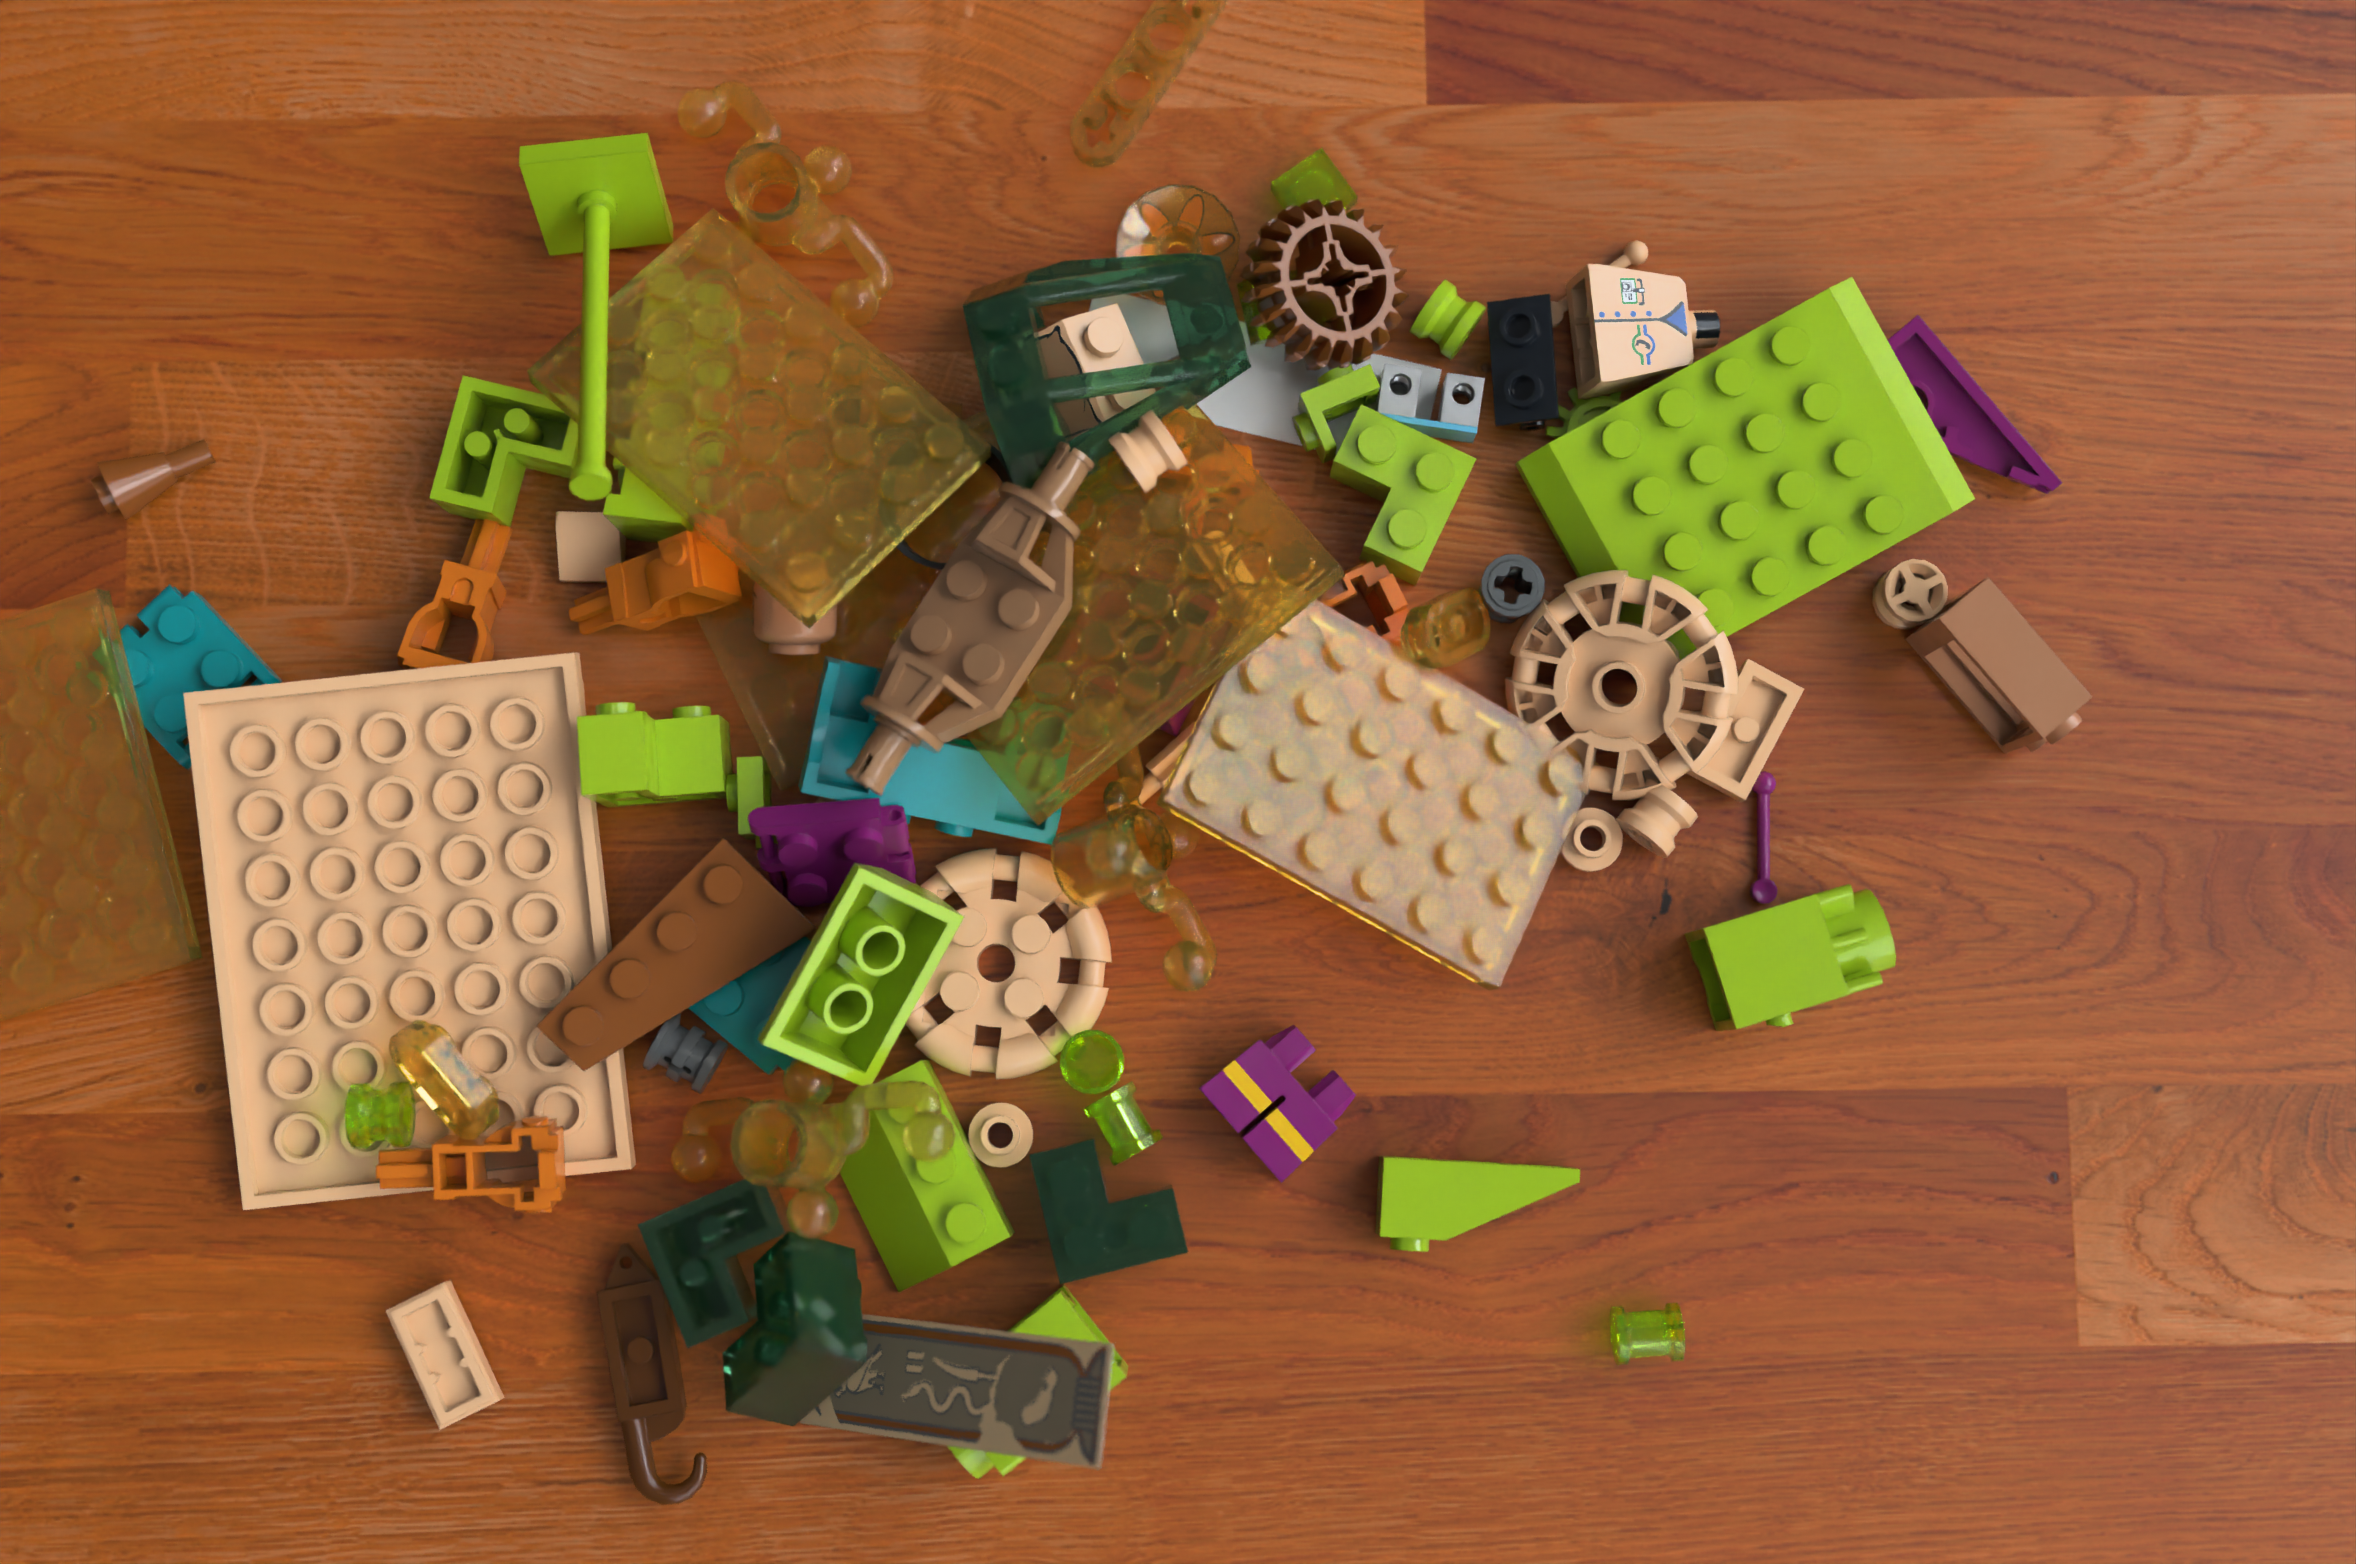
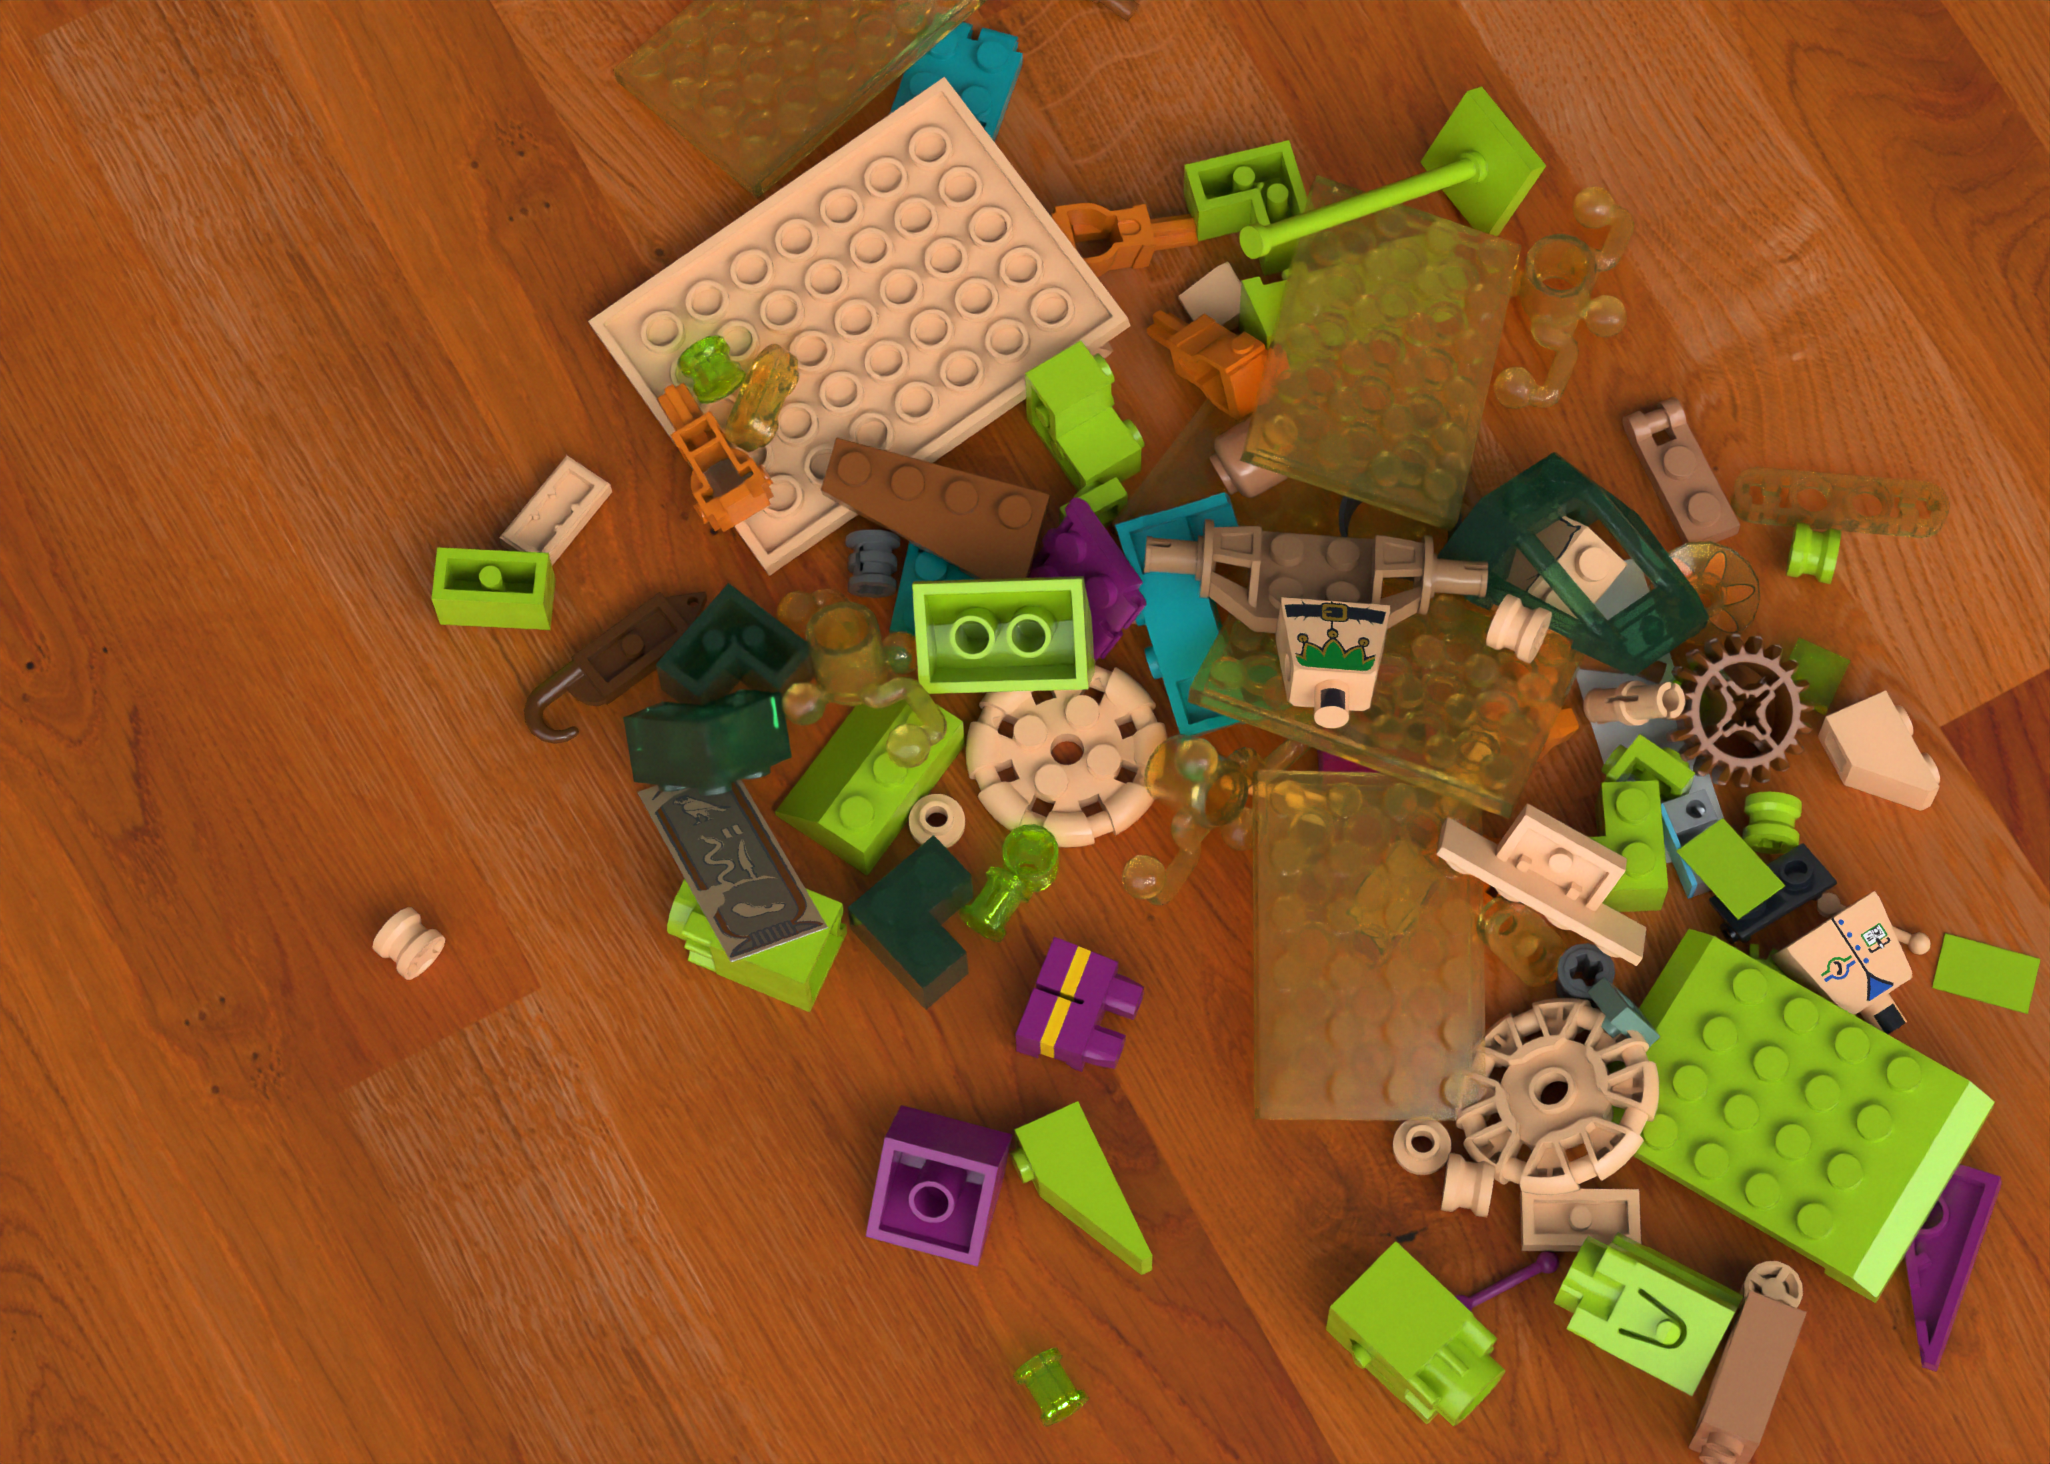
camera: 65 degrees right, 15 degrees down
(497, 1468) = (493, 588): none -> lime brick
(1035, 195) = (1681, 474): none -> nougat plate
(1084, 658) = (1330, 655): none -> light nougat torso
(1193, 116) = (1813, 553): none -> lime wheel
(1283, 360) = (1634, 703): none -> light nougat pin
(1384, 1335) = (938, 1185): none -> magenta slope
(1415, 569) = (1552, 873): none -> light nougat bracket
(1432, 176) = (1877, 754): none -> light nougat slope
(1483, 387) = (1730, 868): none -> lime sticker
(1578, 576) = (1620, 1012): none -> sand green plate
(1694, 208) = (1986, 973): none -> lime sticker
(1885, 719) = (1647, 1309): none -> lime piece

